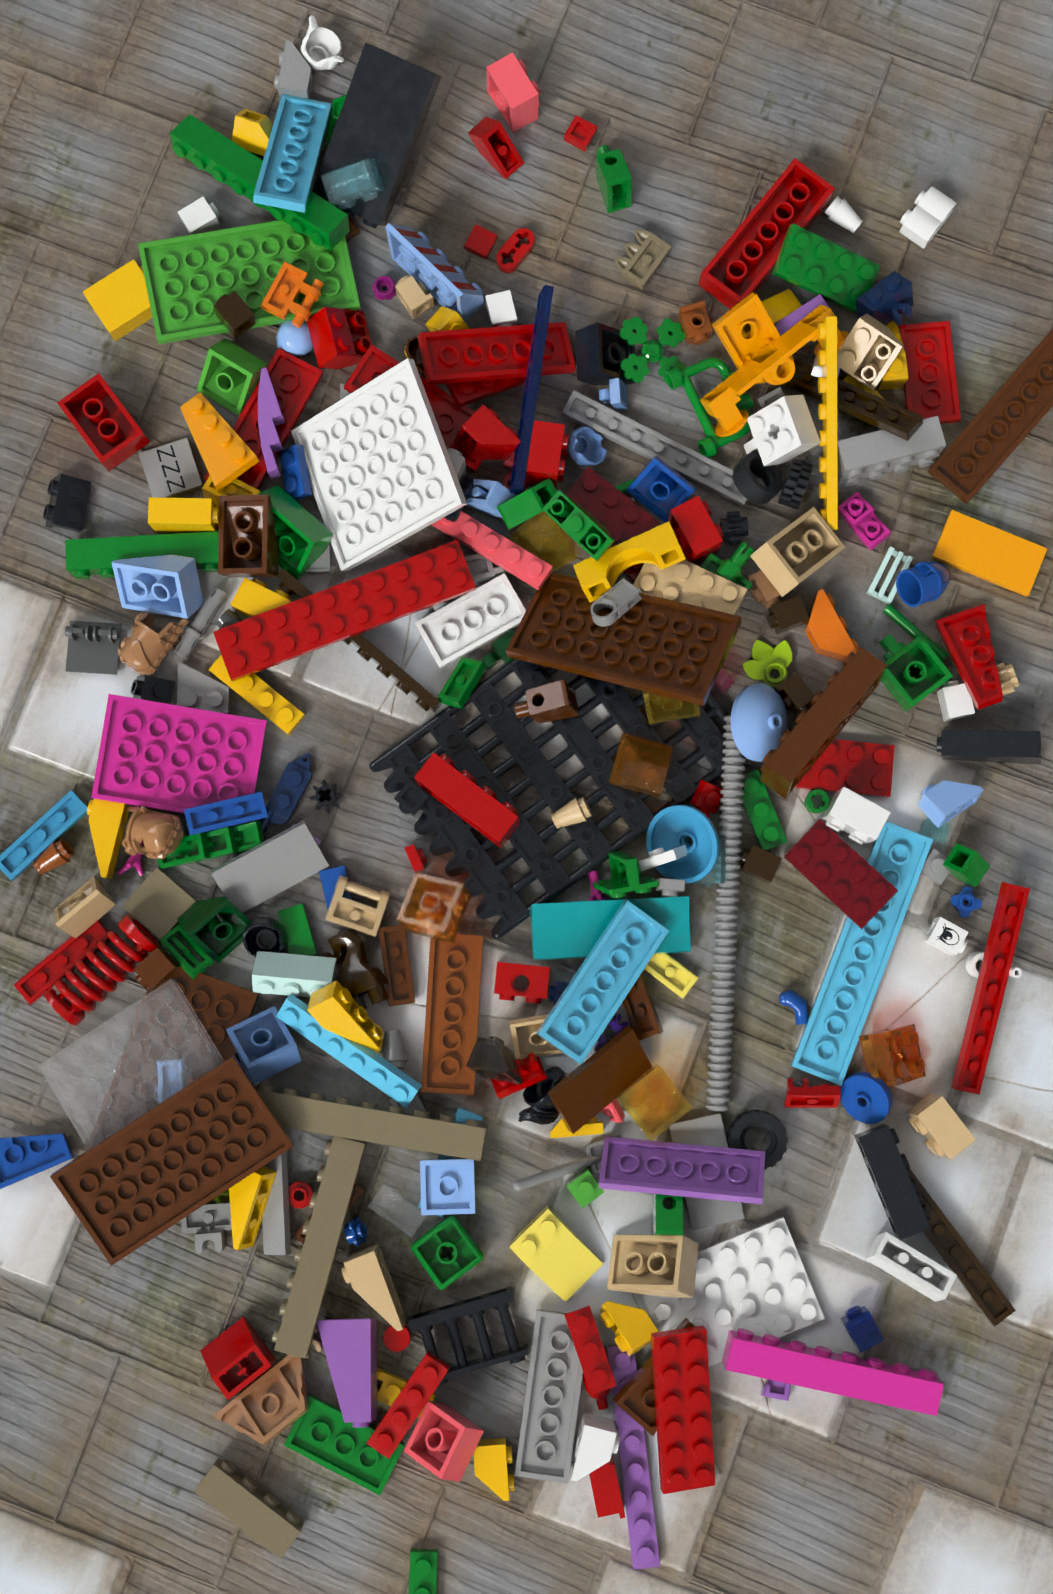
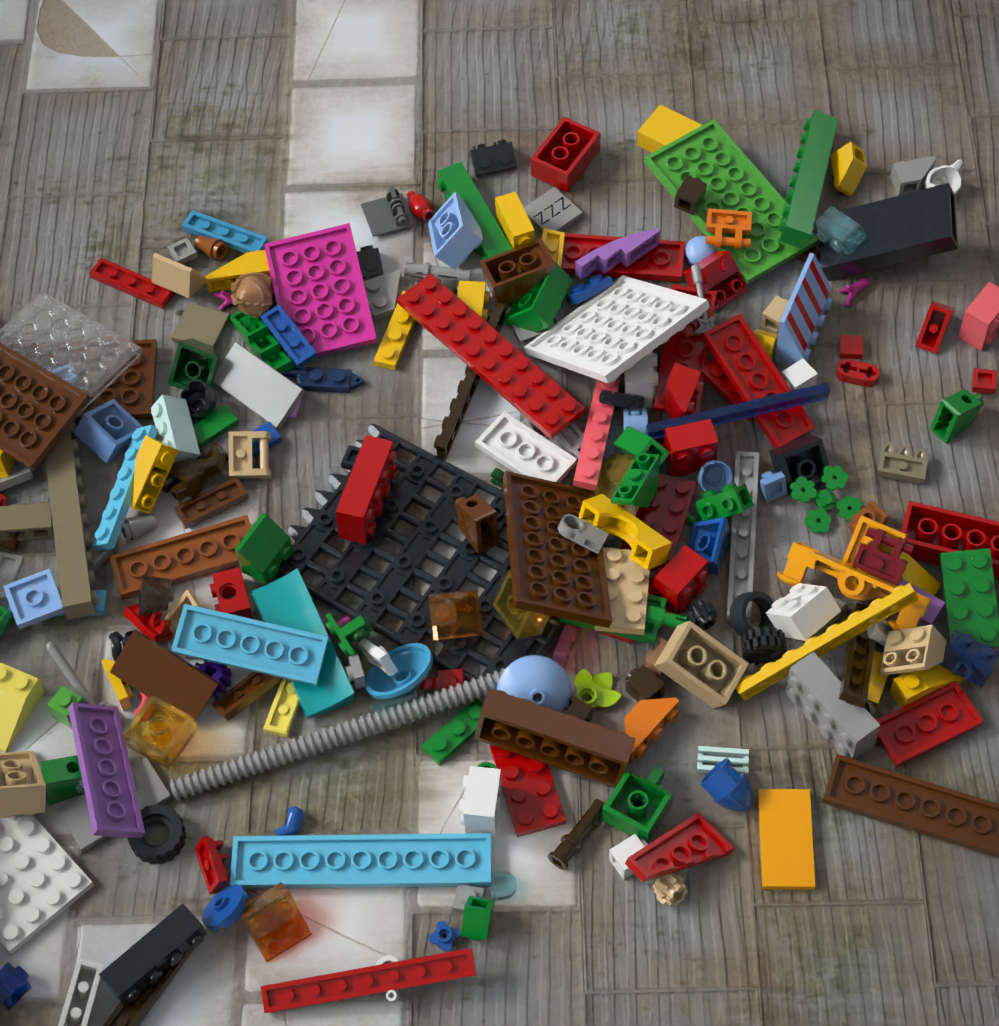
camera: 70 degrees right, 25 degrees down
(46, 890) = (182, 251): none -> light grey plate
(98, 607) = (420, 206): none -> red plant
(142, 941) = (117, 307): red piece -> none
(148, 648) = (405, 243): medium nougat helmet -> none
(155, 969) = (145, 334): reddish brown brick -> none
(199, 967) = (159, 366): green tile -> none
(200, 217) = (762, 156): white brick -> none
(219, 445) = (586, 227): light orange wing -> none
(230, 375) = (646, 214): bright green slope -> none
(292, 153) = (837, 184): medium azure plate -> none
(325, 788) = (332, 403): black gear -> none
(354, 357) = (704, 324): none -> light grey piece
(384, 281) = (773, 290): magenta plate -> none
(411, 205) = (854, 289): none -> dark pink bar
(416, 858) = (306, 482): red plate -> none
(434, 907) = (270, 497): clear orange brick -> none
(461, 682) = (470, 461): green plate -> none
(495, 929) = (263, 549): none -> green slope
(572, 813) = (391, 577): tan cone -> none
(627, 450) = (724, 503): none -> green brick
(677, 378) = (812, 526): green bar -> none
(759, 863) = (408, 745): dark brown brick -> none
(770, 332) = (880, 563): none -> dark red plate
(841, 874) = (424, 814): dark red plate -> none
(863, 521) = (762, 721): dark pink slope -> none
(912, 630) = (681, 798): green bar -> none
(919, 748) = (572, 842): none -> dark brown pin
(940, 1126) = (219, 979): tan brick -> none
(946, 936) = (403, 928): white brick -> none
(947, 800) = (533, 882): light blue slope -> none
(990, 746) = (601, 903): black slope -> none

